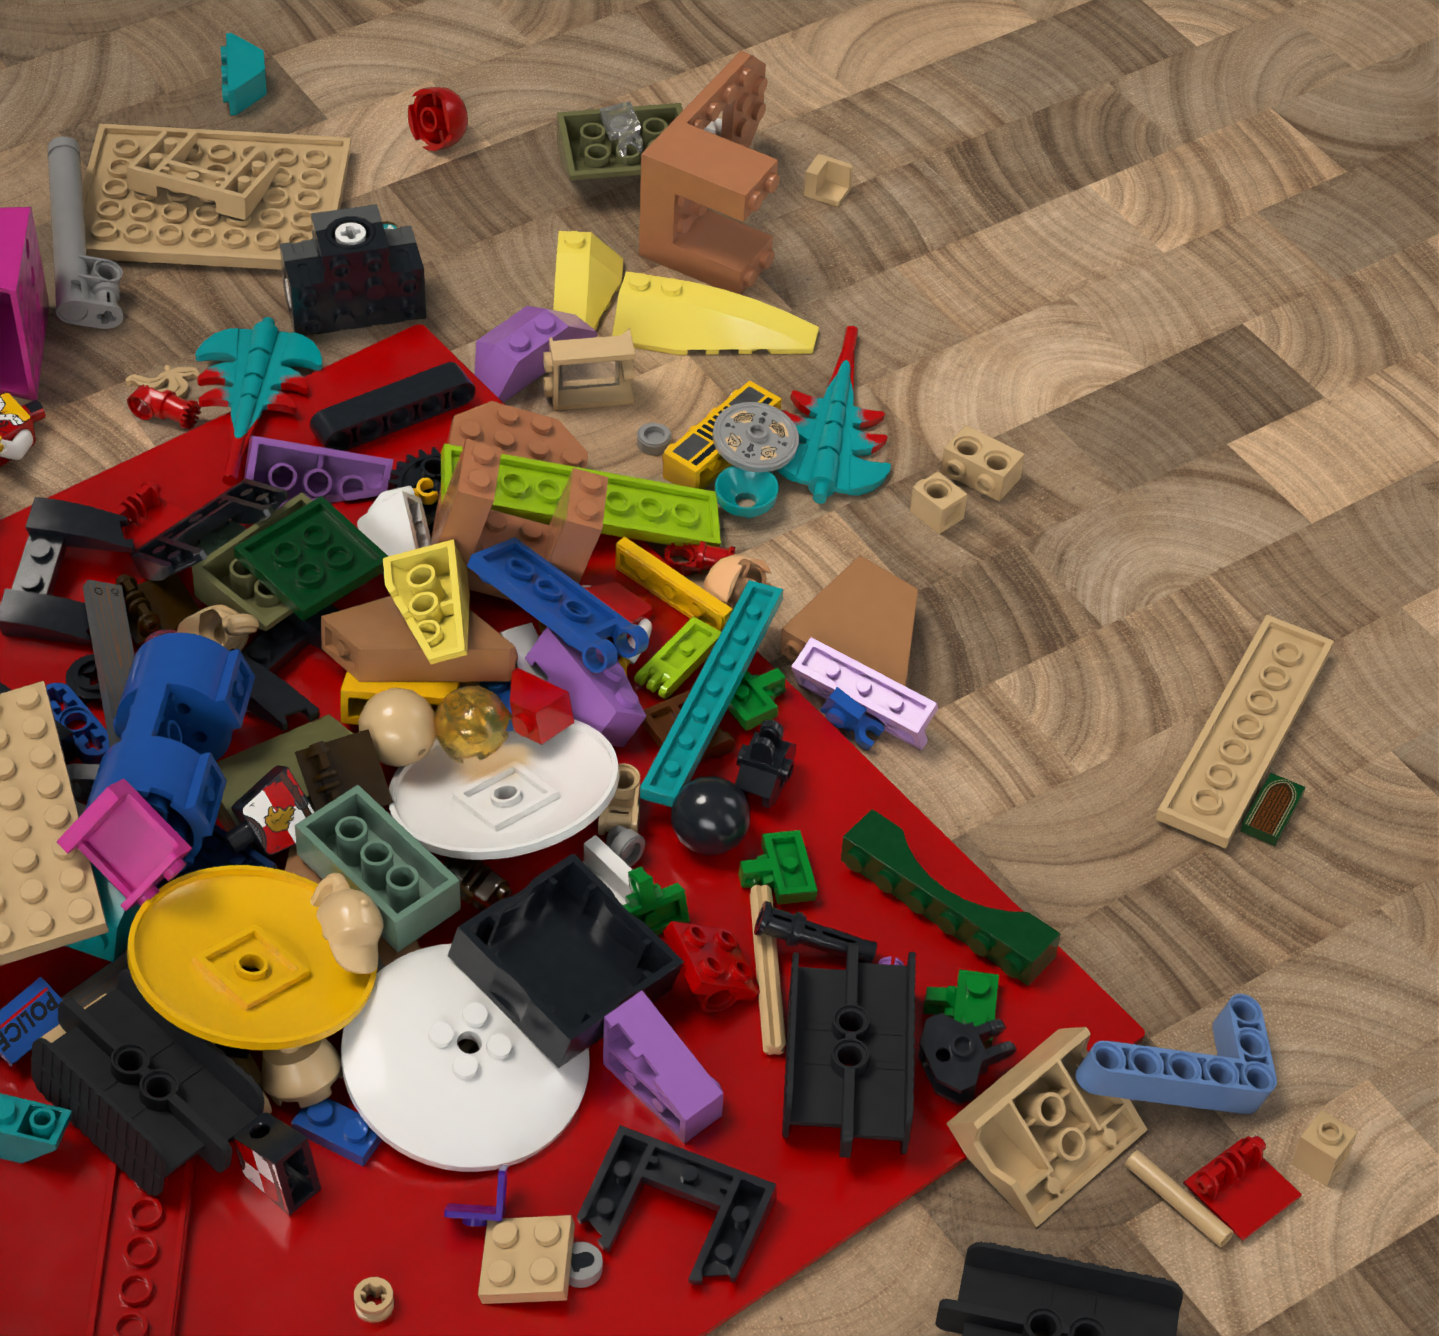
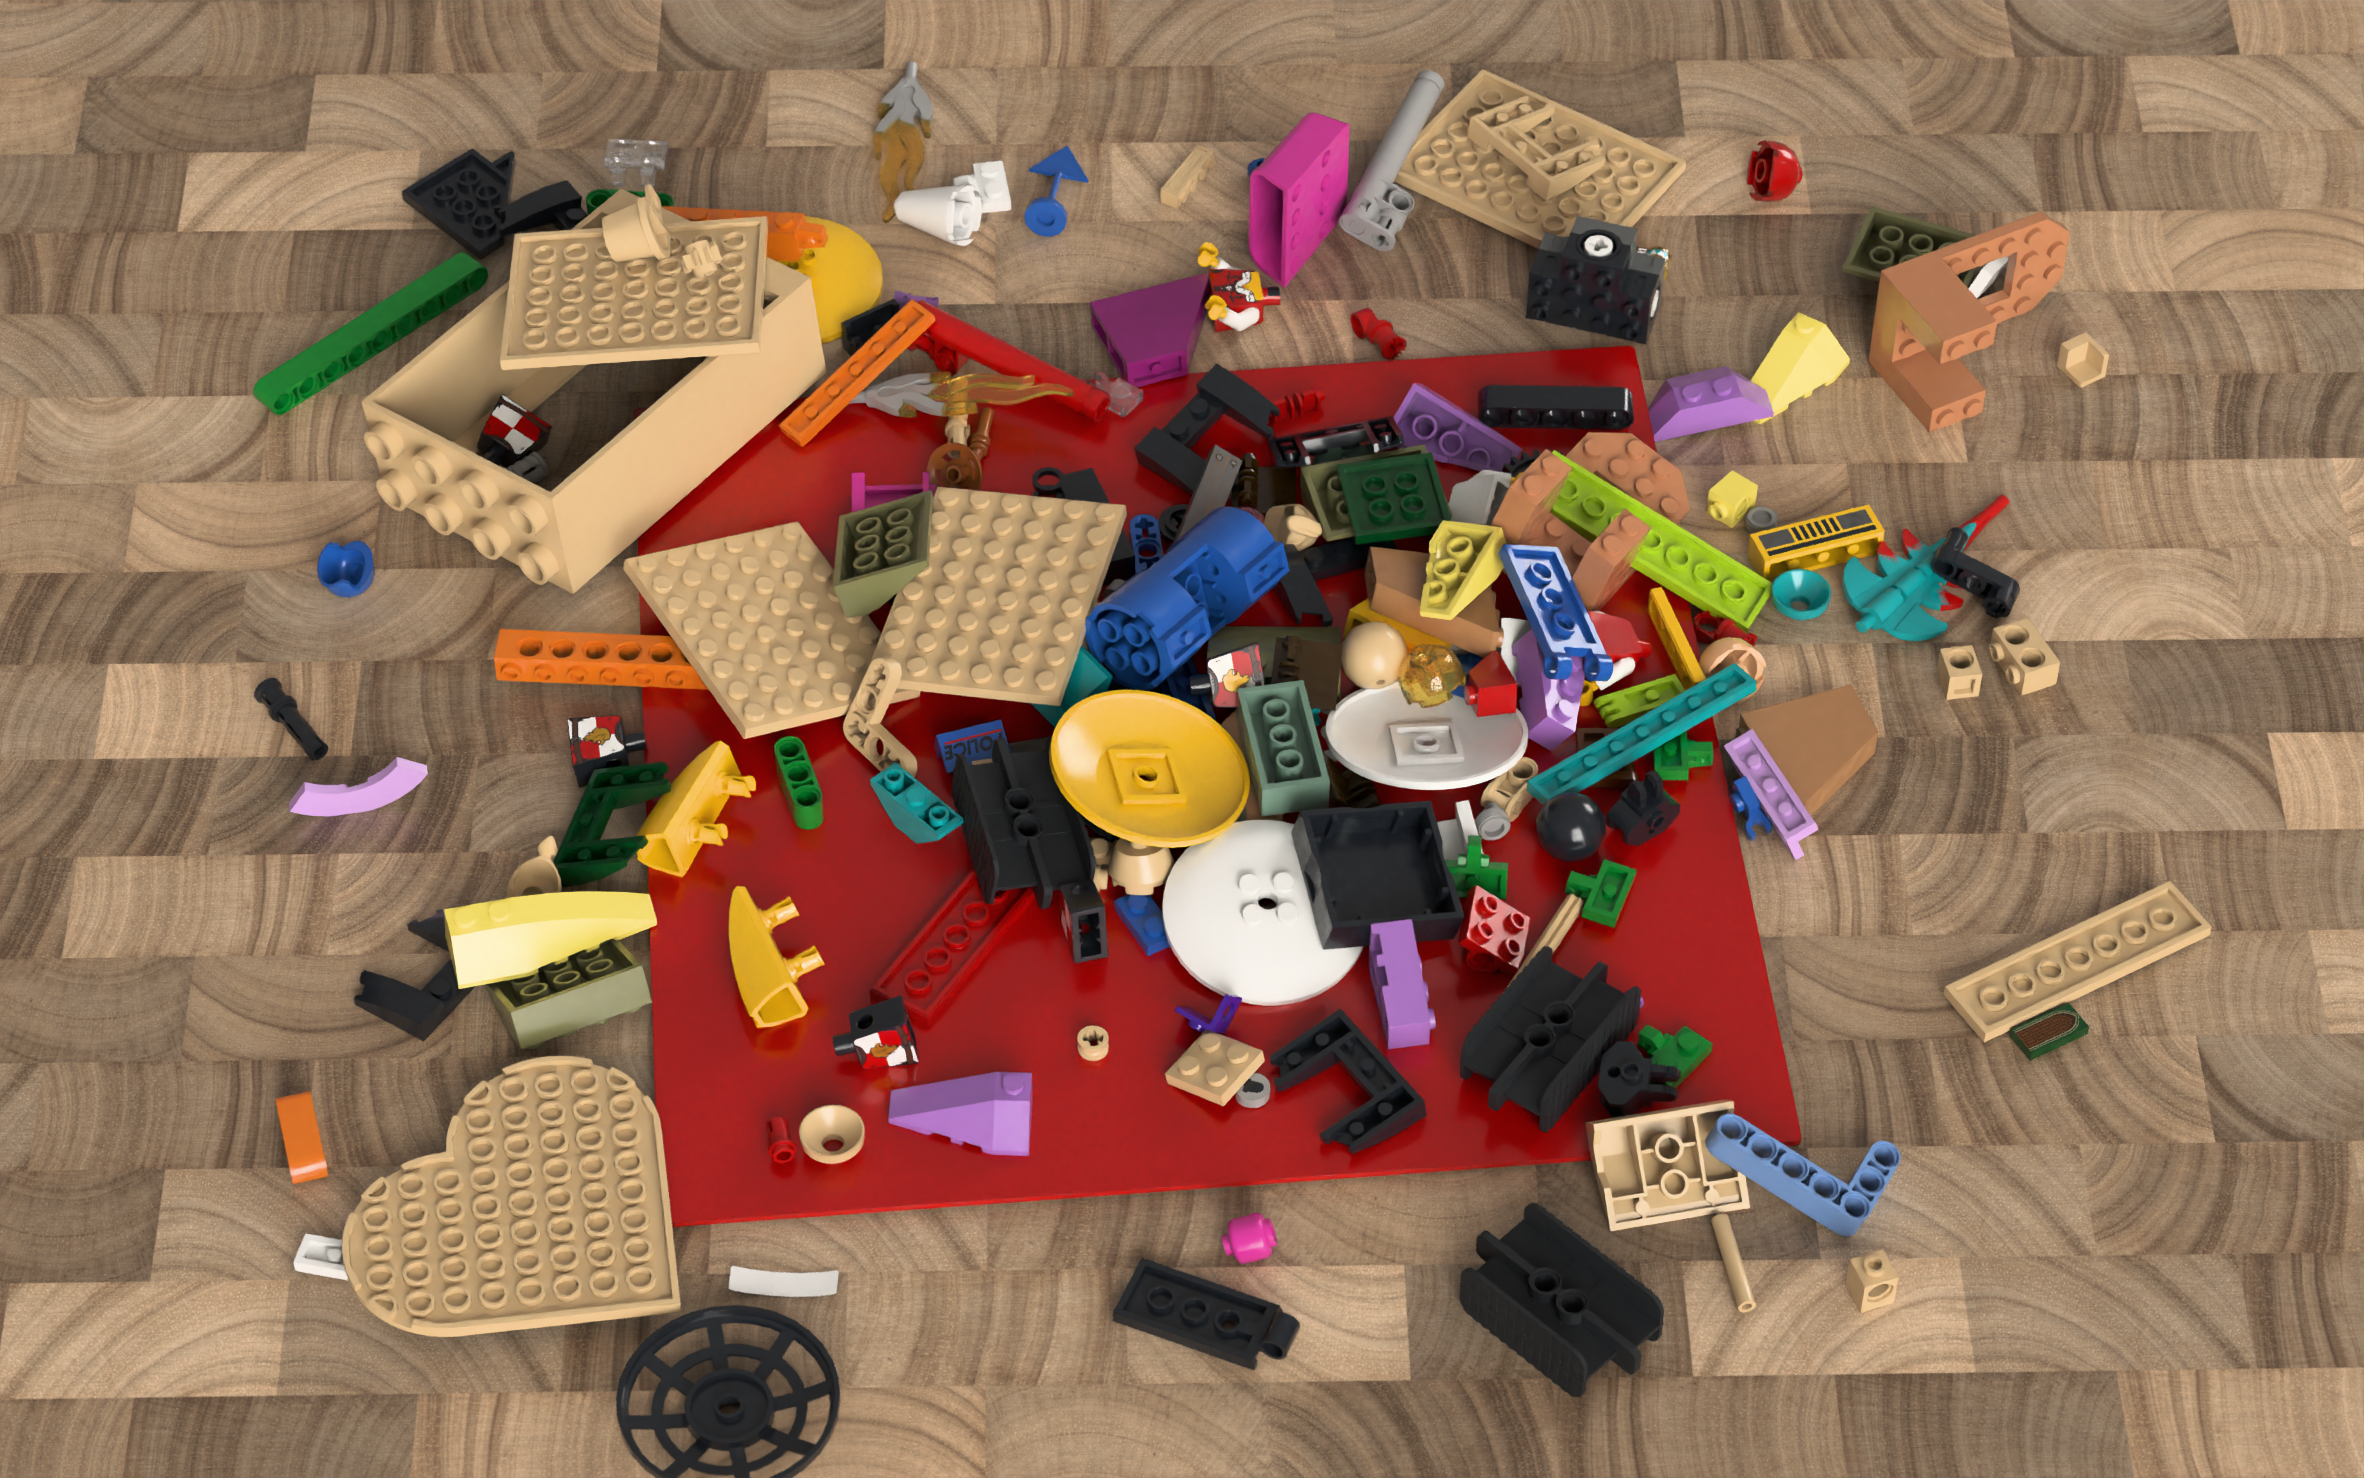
camera: 35 degrees right, 0 degrees up
(127, 843) = (1104, 644): dark pink panel -> none
(175, 377) = (1403, 312): tan piece -> none
(242, 73) = (1634, 70): teal slope -> none
(254, 371) = (1473, 331): teal animal -> none
(348, 923) = (1229, 778): tan hair -> none
(589, 372) = (1739, 443): tan window -> none
(615, 428) = (1731, 499): none -> light yellow brick
(622, 124) = (1915, 237): clear plate -> none
(687, 315) = (1864, 430): light yellow wedge -> none
(755, 437) = (1837, 553): light grey shield -> none
(797, 929) = (1575, 938): black pin -> none
(886, 407) = (1957, 568): none -> black beam
(1009, 939) = (1742, 1023): dark green arch -> none
(1243, 1187) = (1788, 1278): red hinge -> none

